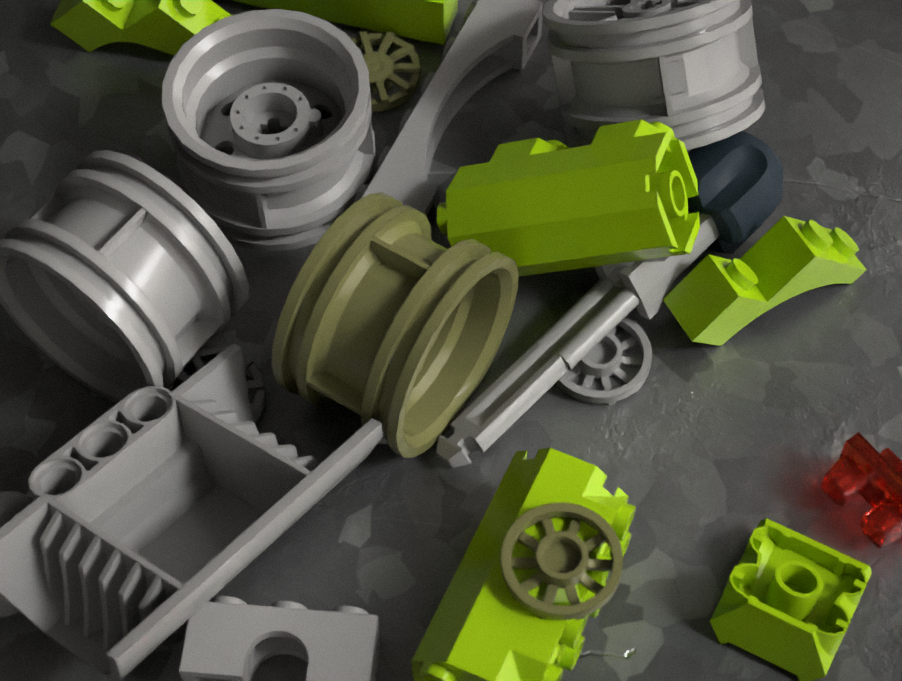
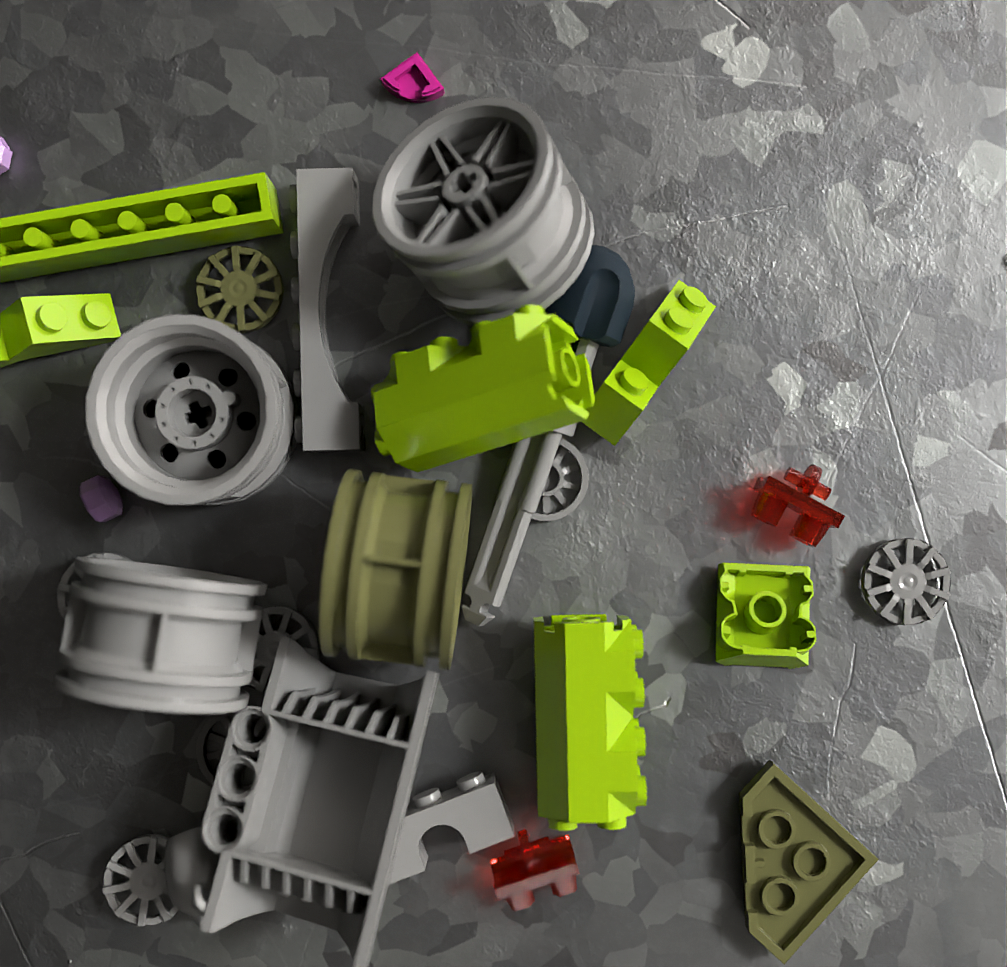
camera: 25 degrees left, 30 degrees up
(561, 561) = (615, 716): olive wheel -> none

